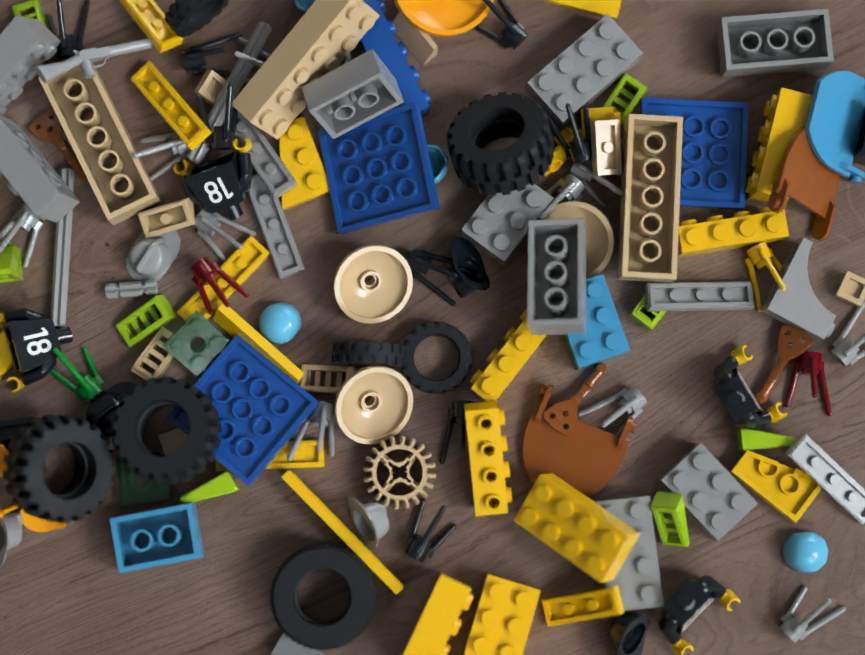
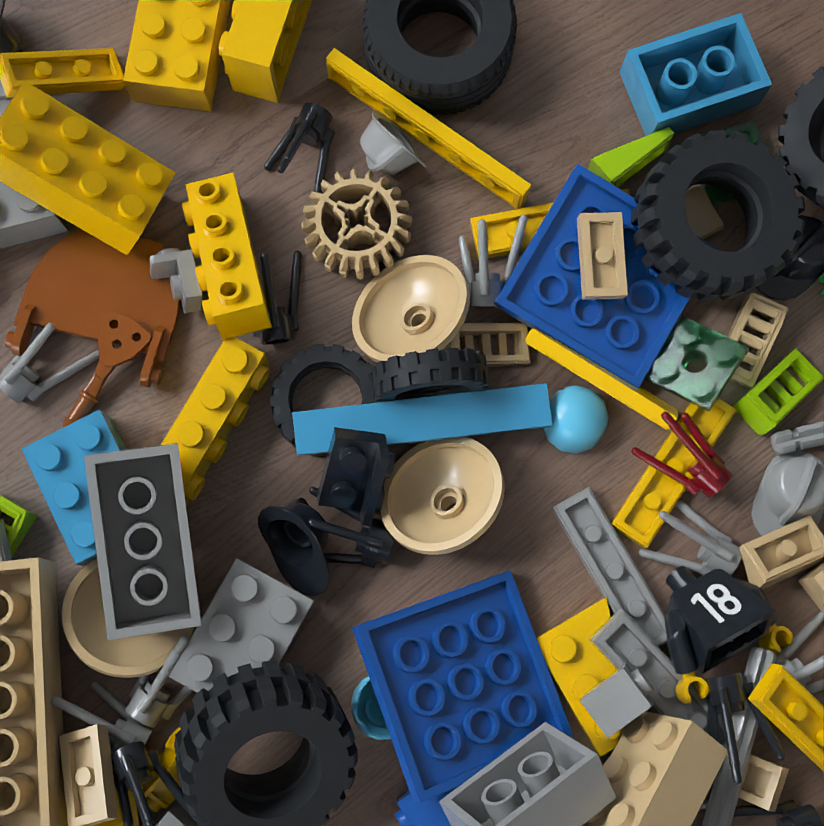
camera: 170 degrees right, 5 degrees down
(245, 418) = (602, 256): none -> tan plate
(288, 143) = (618, 699): none -> light grey brick
(405, 332) = (428, 417): none -> dark azure tile
(423, 304) = (356, 472): none -> black bracket
(516, 447) = (183, 280): none -> light grey bracket

